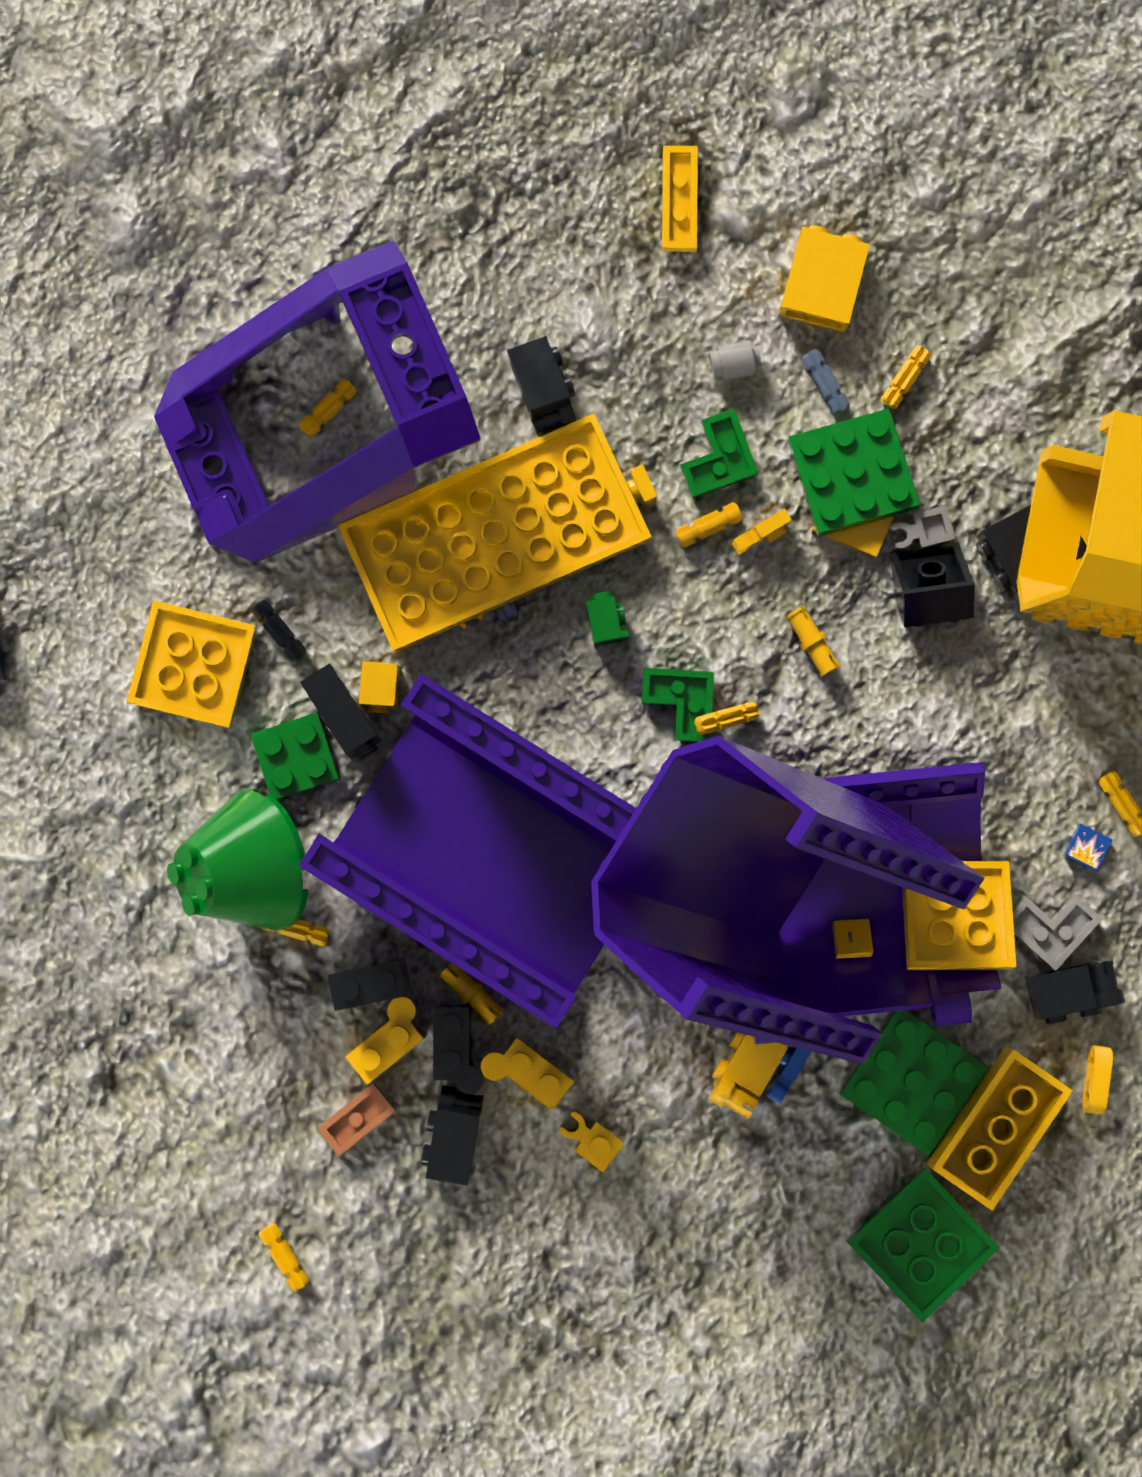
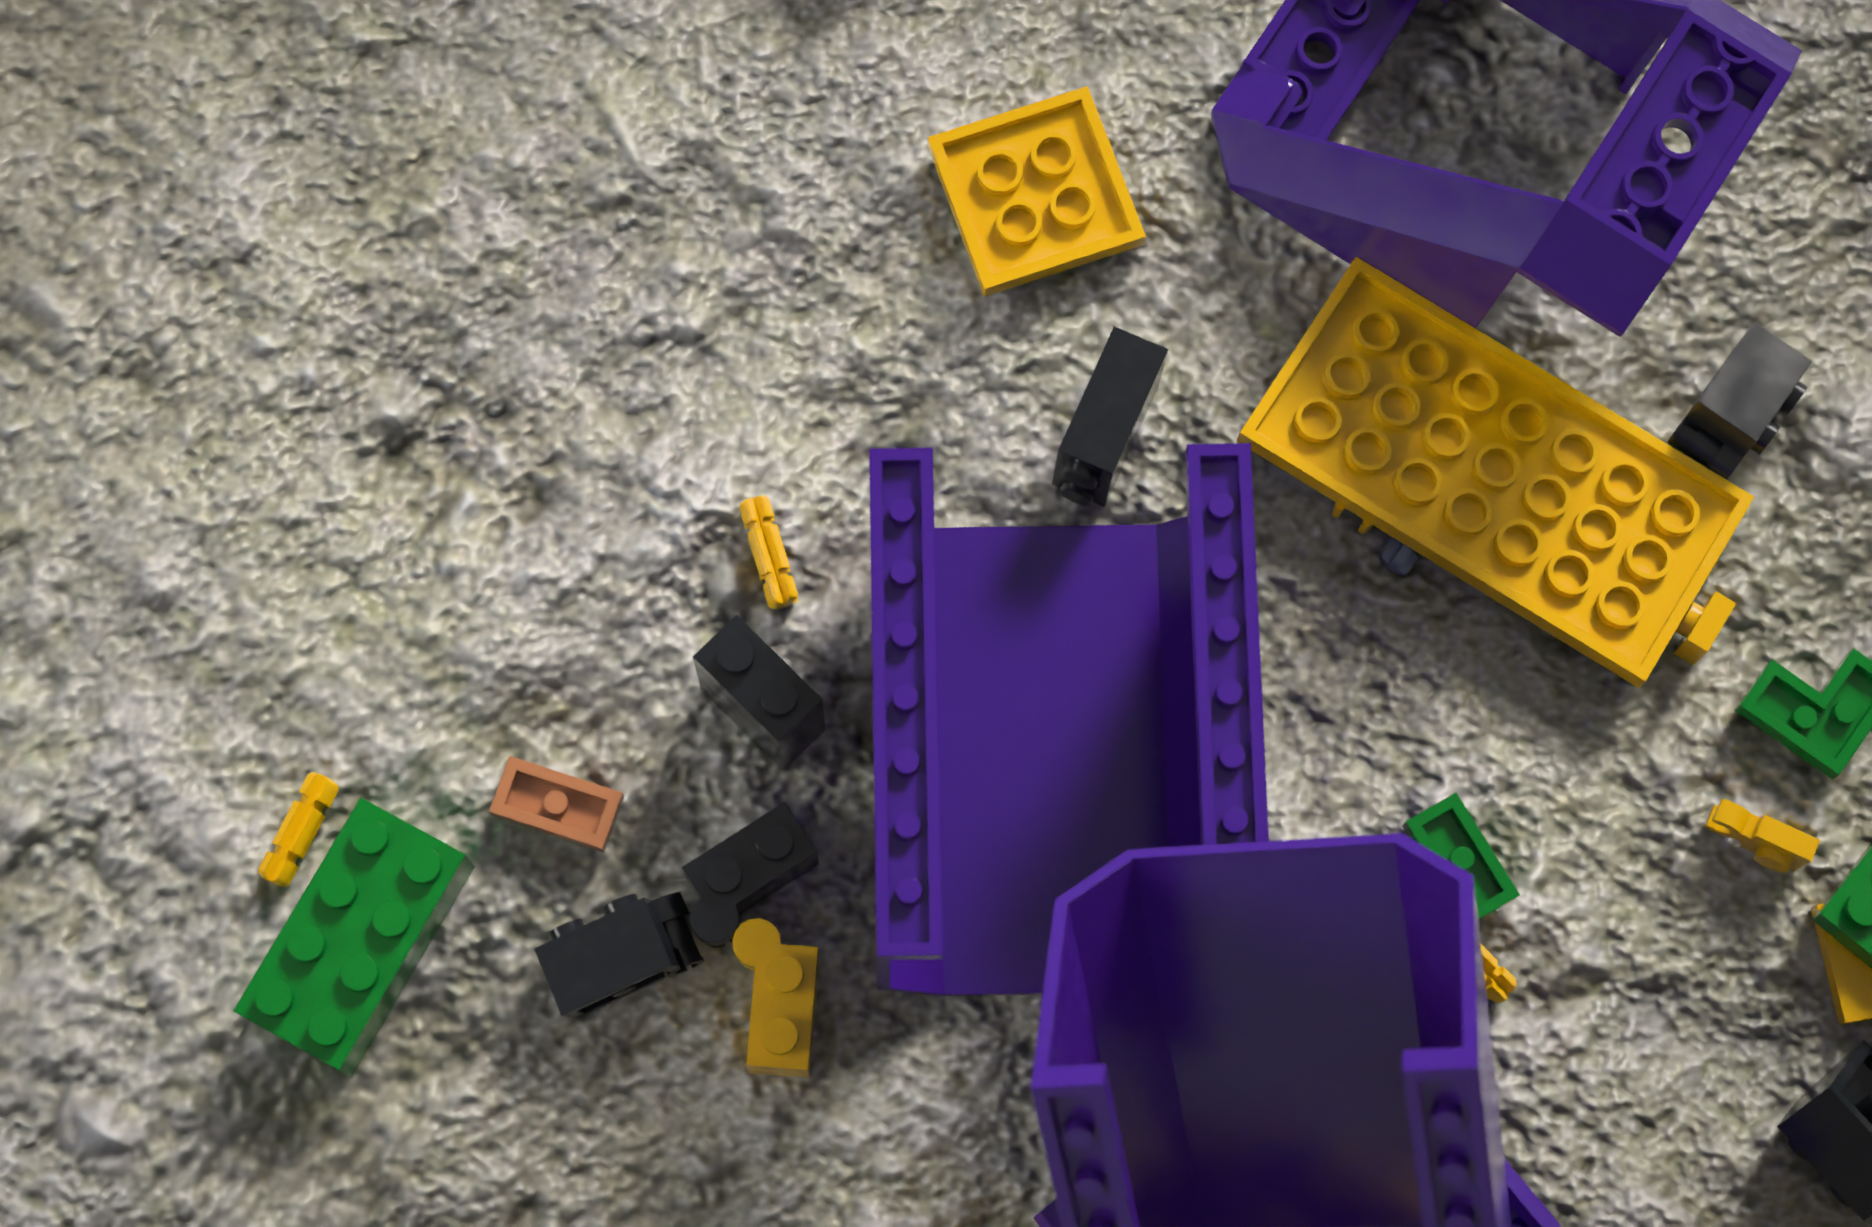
camera: 55 degrees right, 10 degrees down
(243, 865) = (806, 403): green cone -> none
(279, 630) = (1159, 274): black axle -> none
(295, 756) = (1003, 404): green plate -> none
(327, 408) = (1500, 148): yellow axle -> none
(360, 1263) = (355, 937): none -> green brick
(379, 687) = (1162, 446): yellow brick -> none
(388, 1042) = (693, 776): yellow hinge -> none
(472, 993) = (838, 851): yellow pin -> none
(596, 1143) = (737, 1170): yellow plate -> none
(606, 619) = (1484, 697): green brick -> none
(708, 525) = (1716, 756): yellow axle -> none
(813, 641) = (1661, 1011): yellow pin -> none

